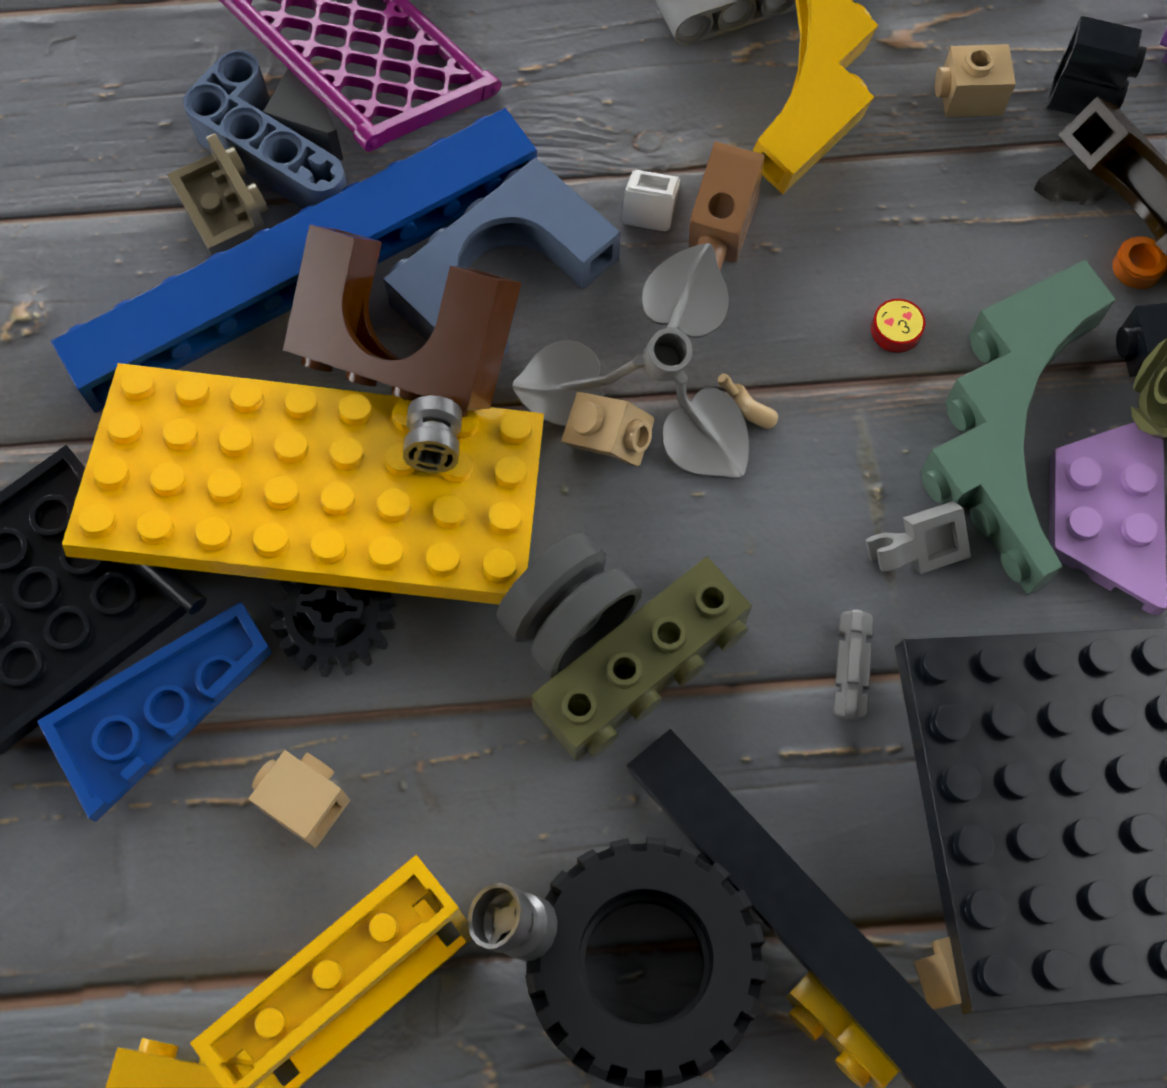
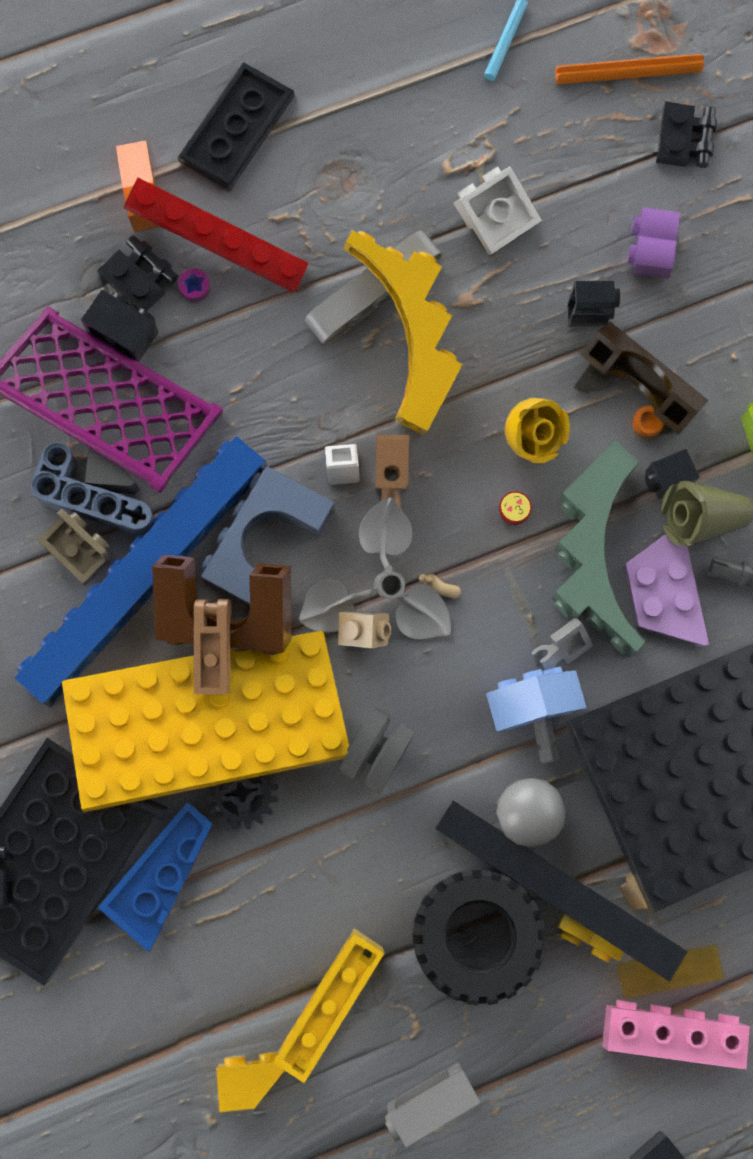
camera: 20 degrees left, 10 degrees up
(299, 795) = (260, 902): tan brick -> none
(358, 369) = (212, 647): none -> medium nougat plate
(432, 436) = (268, 673): flat silver wheel -> none
(512, 922) = (406, 943): flat silver wheel -> none
(641, 659) = (426, 764): olive brick -> none
(796, 783) = (531, 812): none -> light grey piece
(852, 600) = (535, 698): none -> light blue brick
(965, 213) = (537, 429): none -> yellow cylinder
(976, 80) = (520, 325): tan brick -> none

